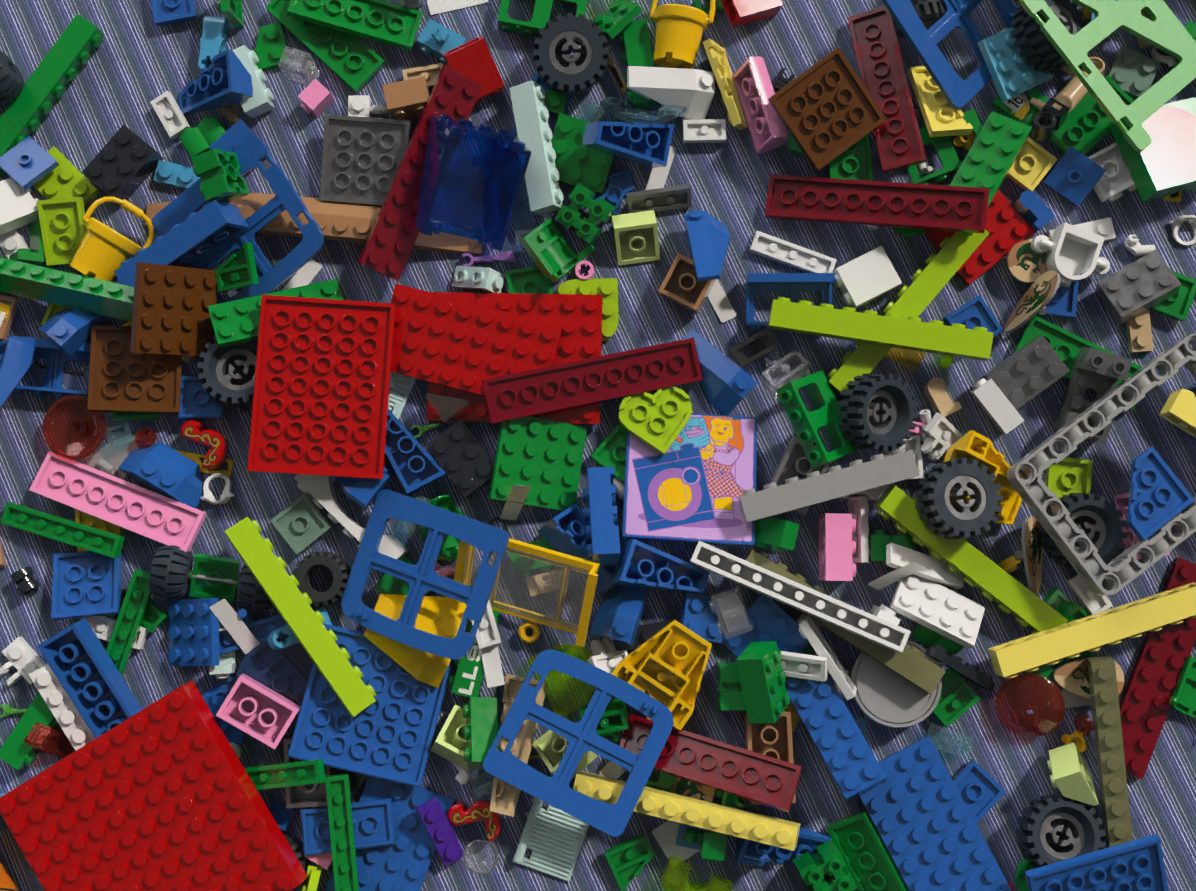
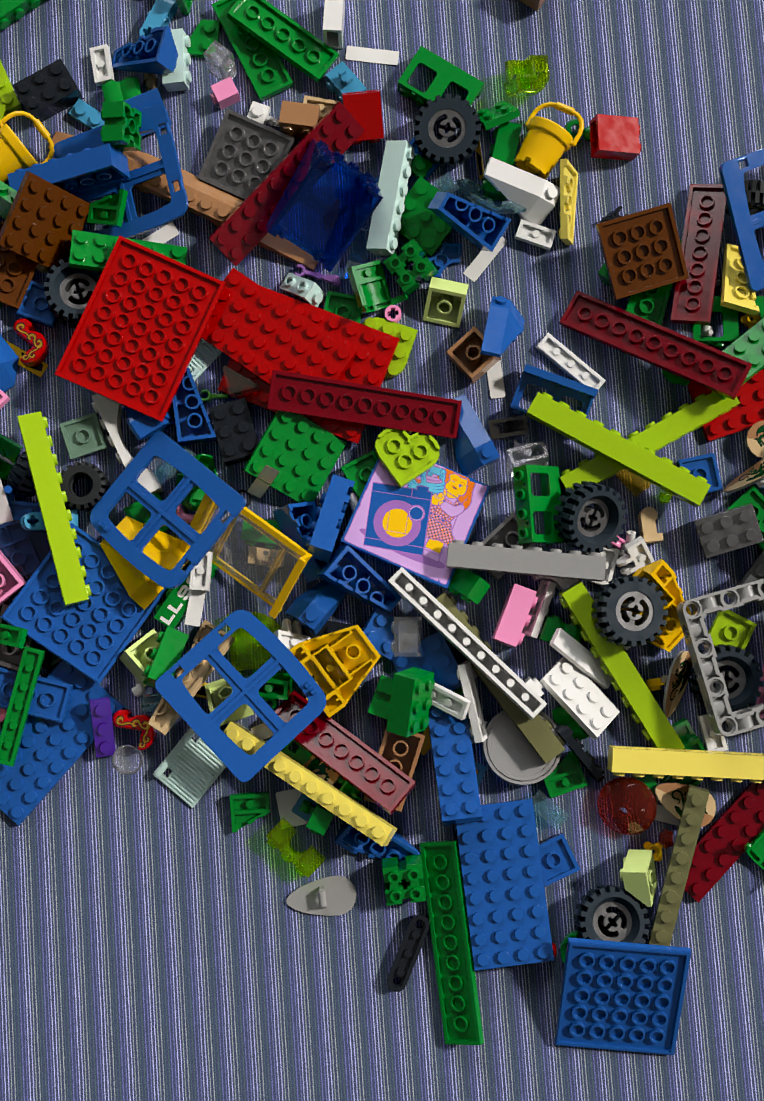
camera: 20 degrees right, 0 degrees up
(224, 498) = (33, 388): white piece -> none
(529, 639) = (232, 588): yellow plate -> none
(660, 199) = (477, 277): dark grey plate -> none
(762, 120) = (589, 212): bright pink brick -> none
(866, 278) = (624, 404): white brick -> none
(896, 575) = (554, 657): white sticker -> none
(996, 405) = (692, 547): white brick -> none

